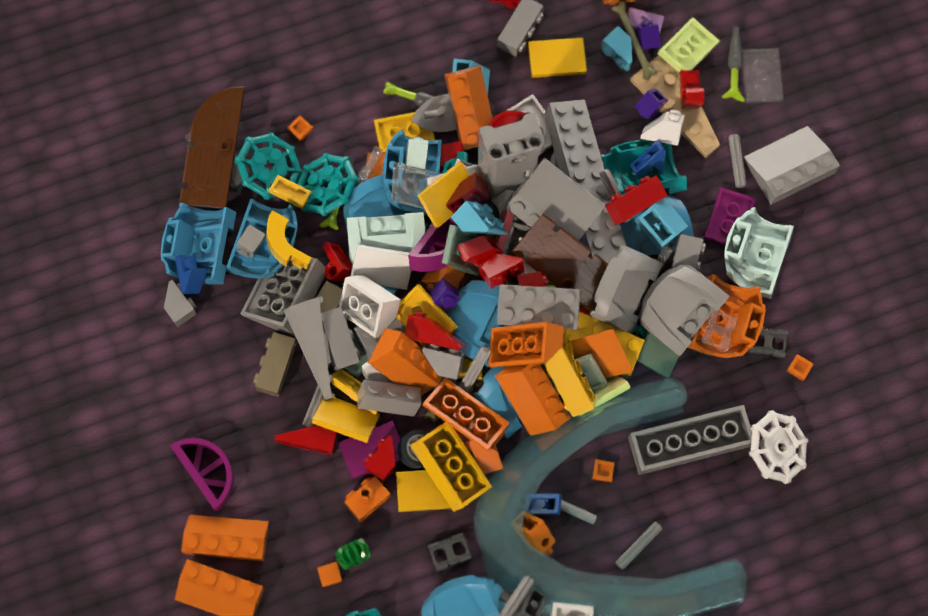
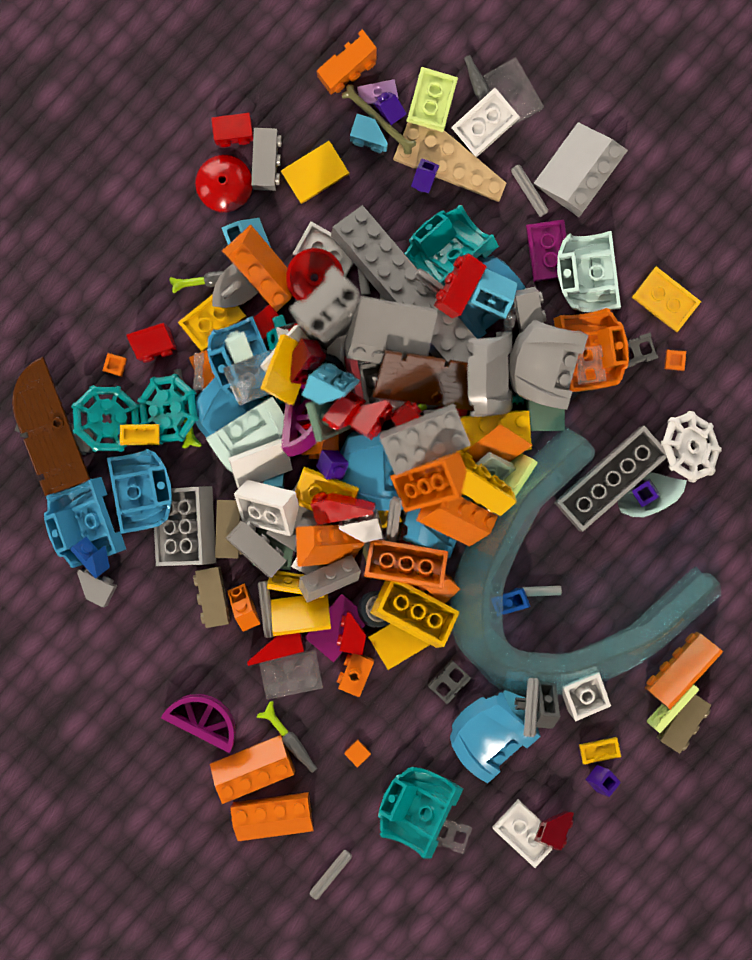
camera: 25 degrees left, 15 degrees up
(250, 241) = (130, 500): light grey brick -> none
(274, 527) = (289, 739): none -> dark grey piece
(280, 247) = (148, 484): yellow arch -> none
(297, 388) = (243, 607): none -> orange slope
(307, 471) = (291, 675): none -> clear plate
(308, 328) = (227, 557): light grey wedge -> none
(339, 264) = (221, 479): red plate -> none
(343, 123) = (152, 342): none -> red slope
(353, 554) = (369, 729): green gear -> none
(474, 39) = (227, 195): none -> red dish
(539, 535) = (522, 634): orange torso -> none
(603, 470) = (546, 542): orange tile -> none
(638, 545) = (608, 593): light grey axle -> none
(651, 157) = (452, 232): blue slope -> none
(665, 128) = (450, 196): white slope -> none
(690, 91) = (454, 143): red plate -> none
(717, 467) = (646, 492): none -> dark purple brick
(727, 85) = (485, 122): none -> white plate
(729, 473) = (669, 489): none -> light aqua piece
(816, 310) = (666, 299): none -> yellow tile

